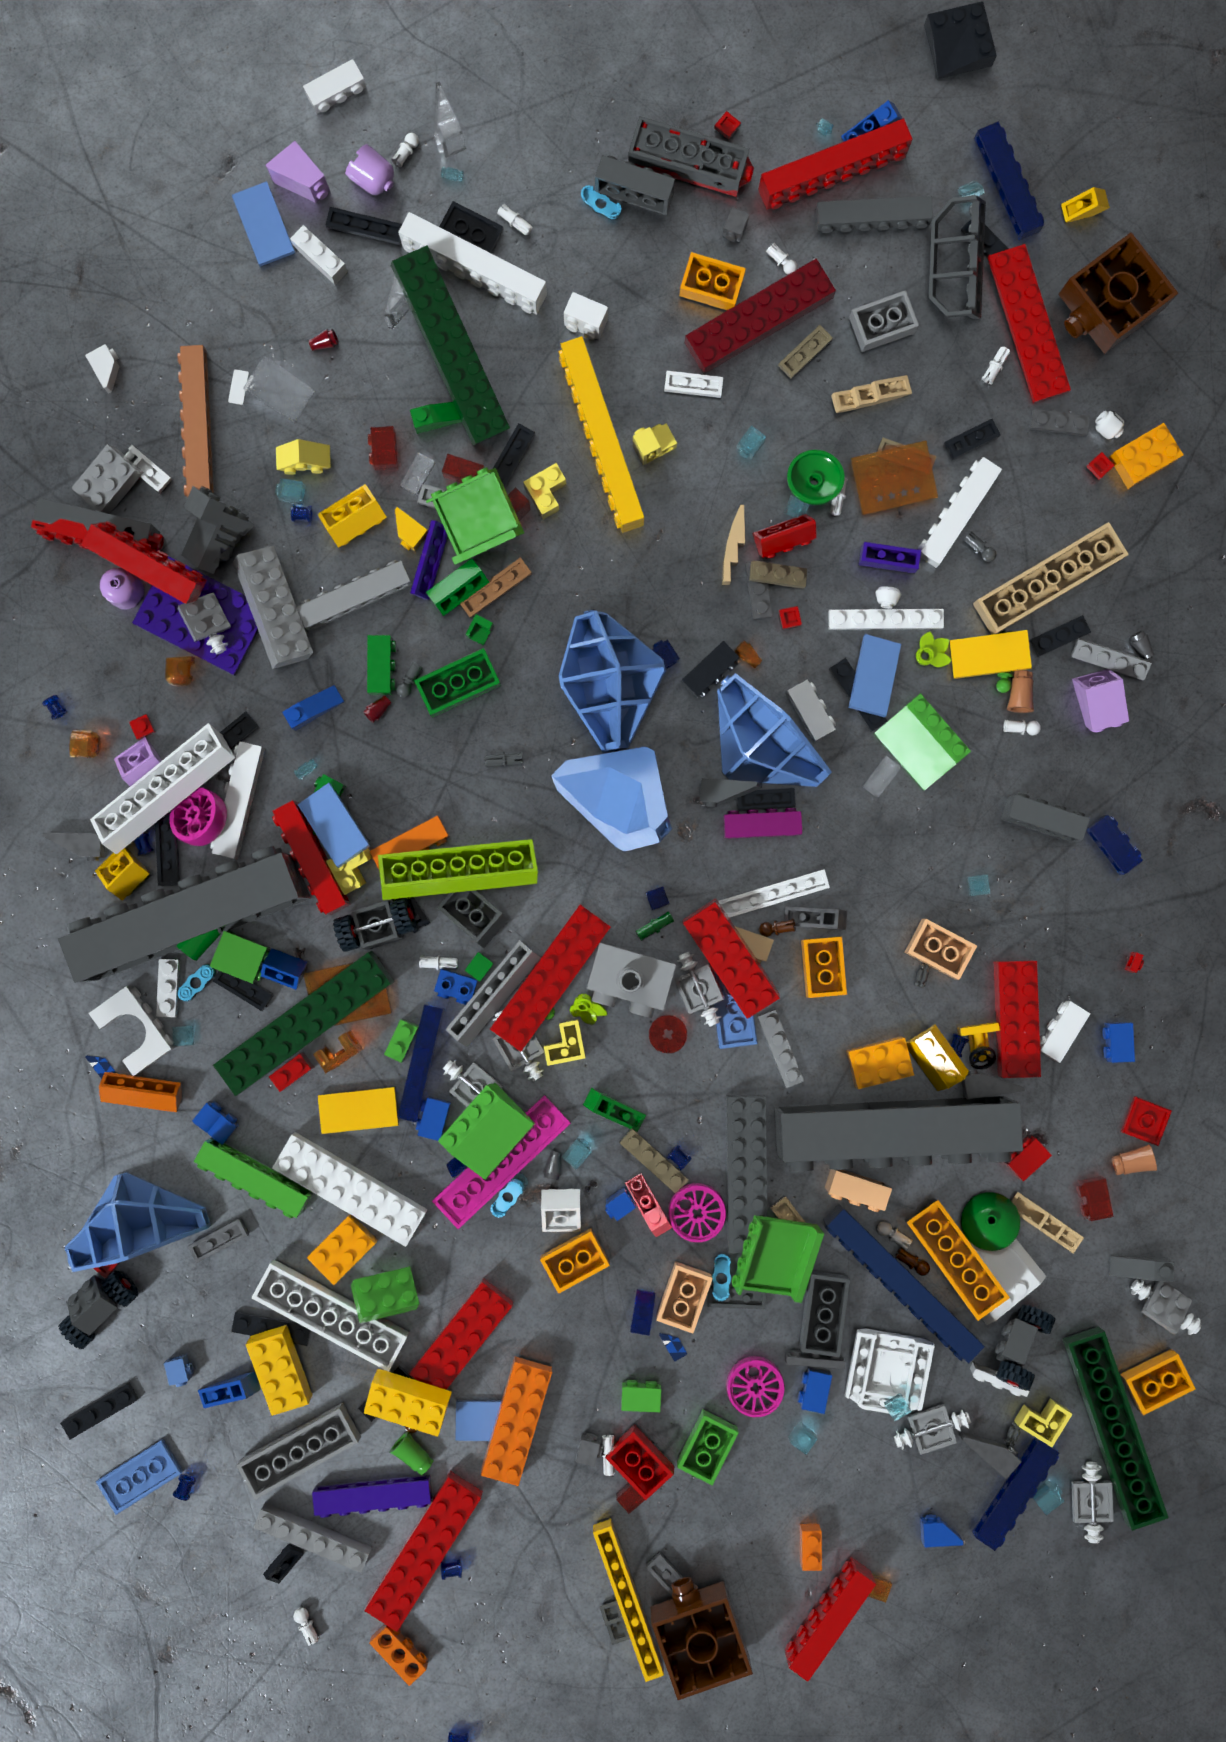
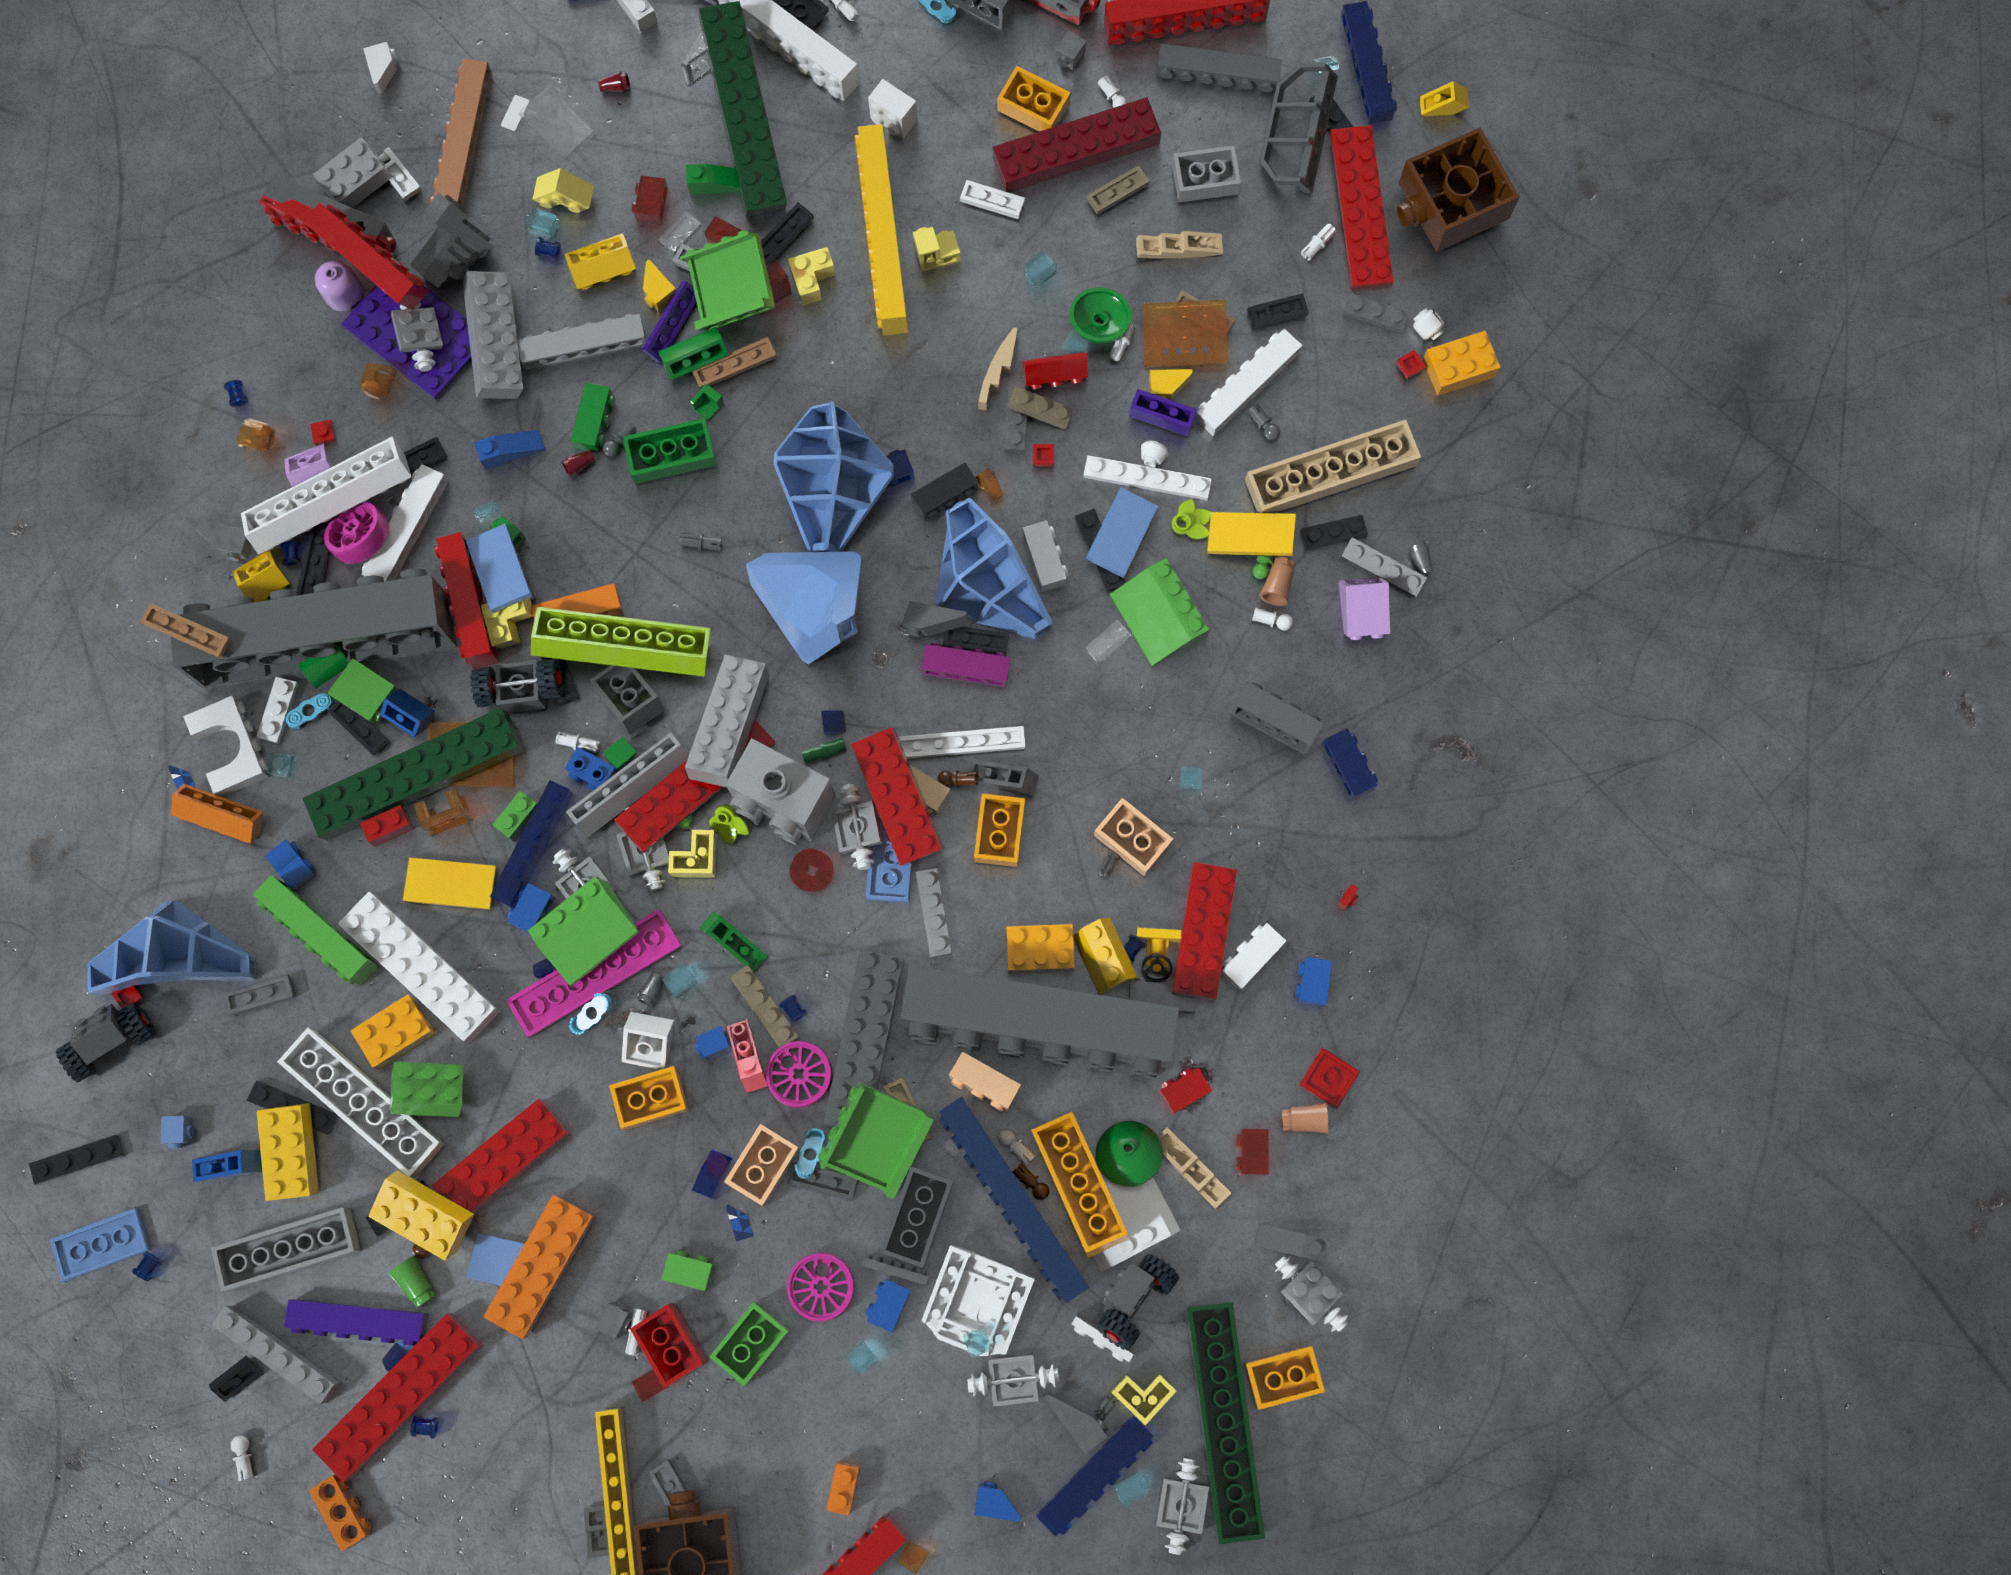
camera: 15 degrees right, 10 degrees down
(77, 950) = (185, 630): none -> medium nougat plate
(411, 1518) = (393, 1356): none -> clear blue slope
(567, 921) = (727, 720): none -> light grey brick
(886, 529) = (1168, 382): none -> yellow slope

